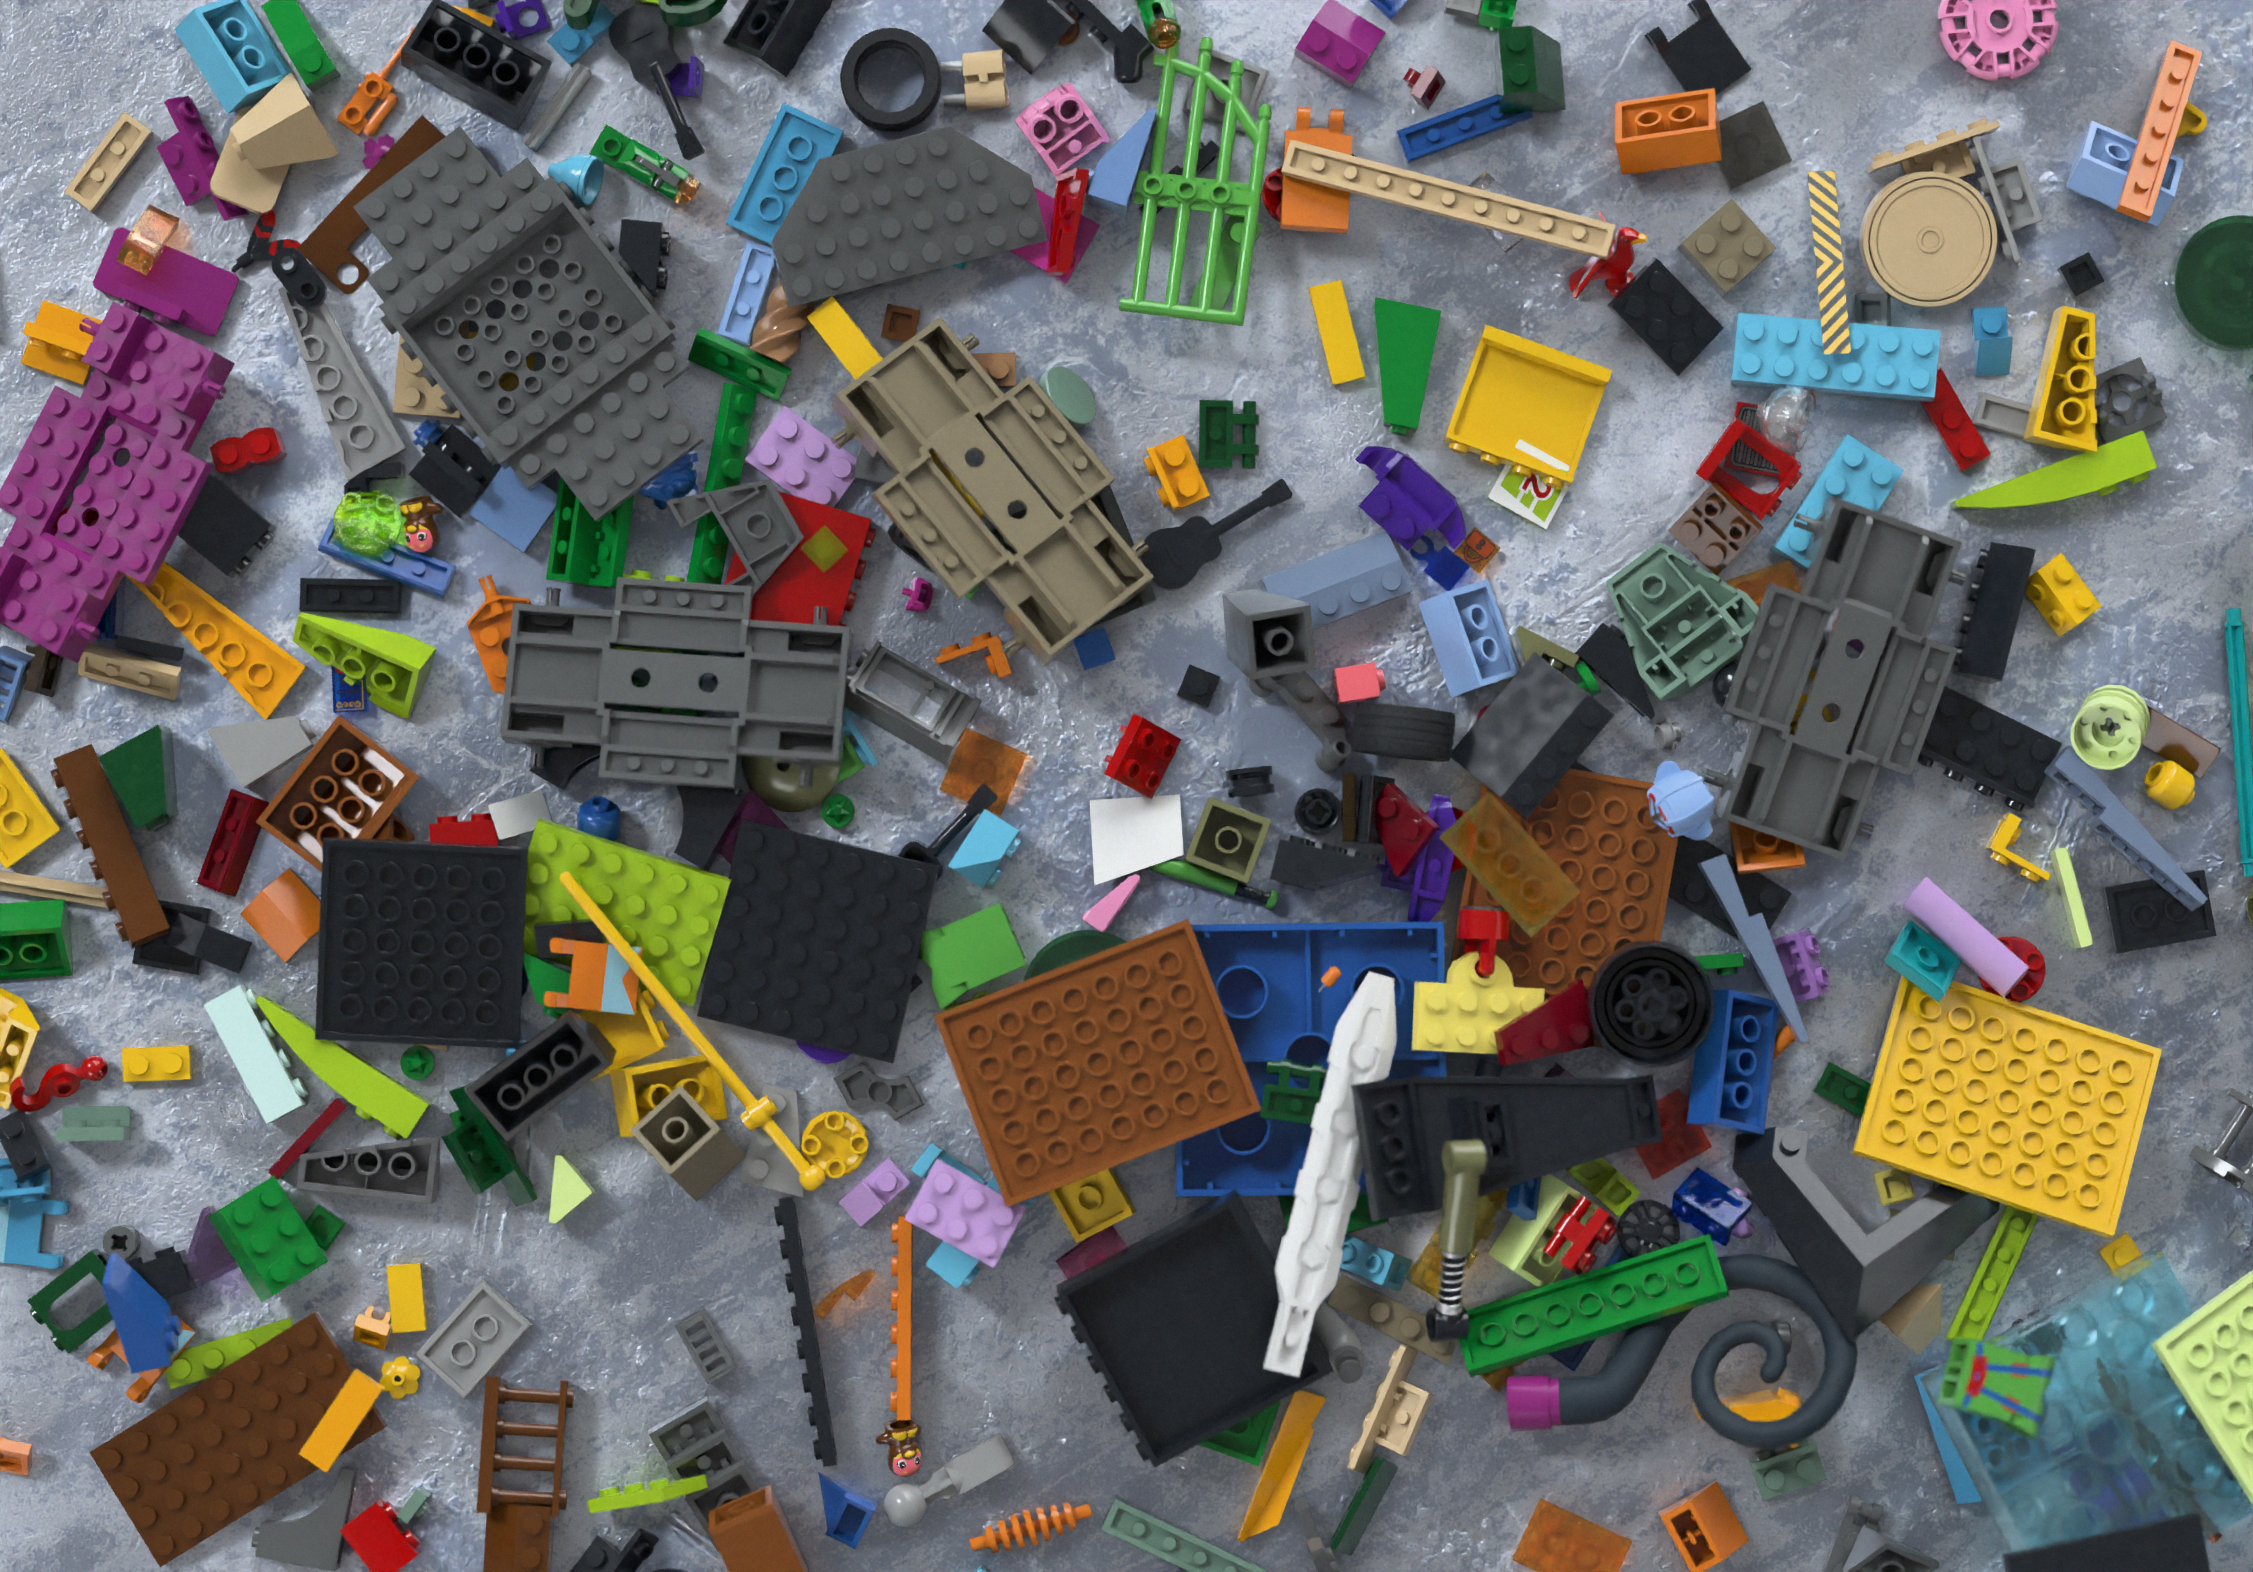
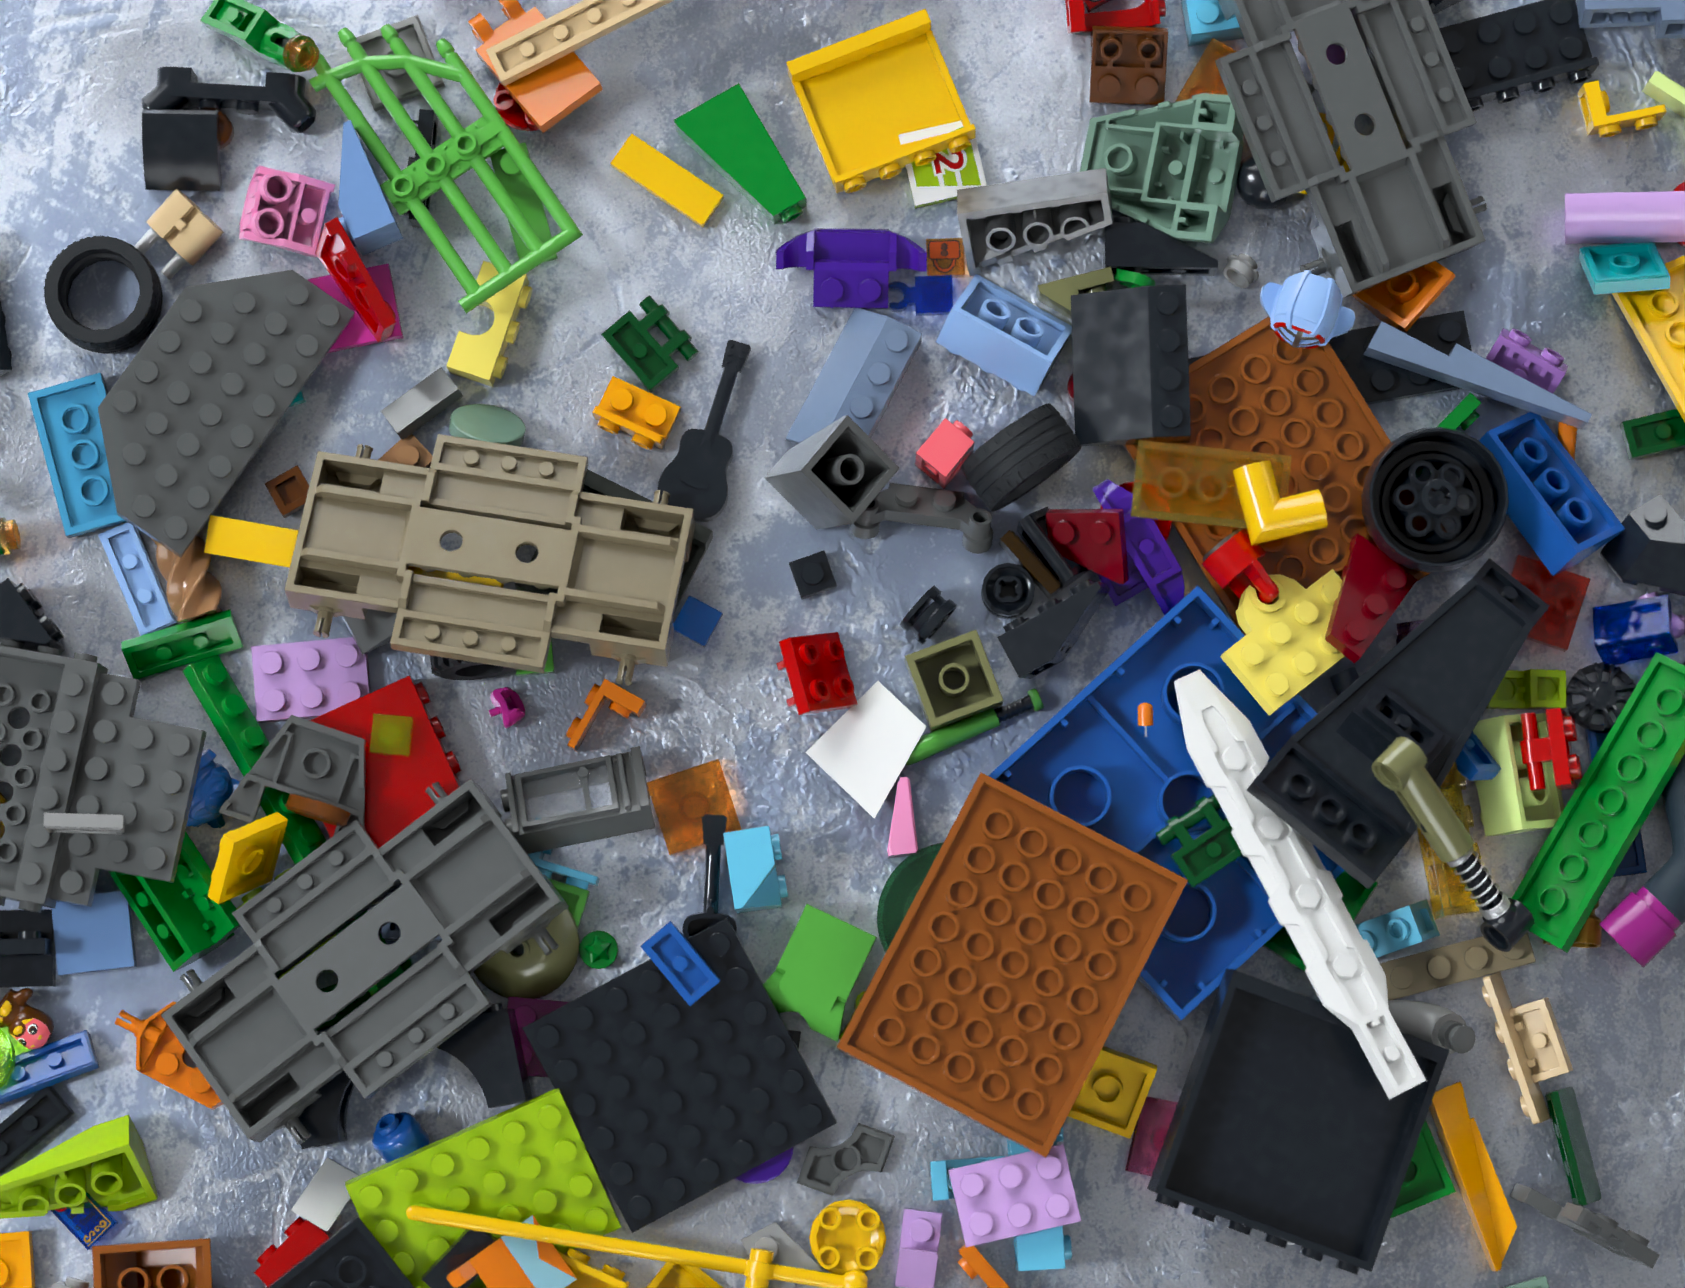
camera: 35 degrees left, 5 degrees down
(571, 434) = (84, 823): none -> light grey tile
(659, 548) = (247, 857): none -> yellow plate
(732, 558) = (317, 810): none -> reddish brown tile
(881, 869) = (680, 963): none -> blue plate
(1039, 341) = (421, 403): none -> tile
(1107, 344) = (482, 355): none -> light yellow arch
(1530, 915) = (1269, 515): none -> yellow brick
(1558, 573) = (1029, 214): none -> flat silver wedge

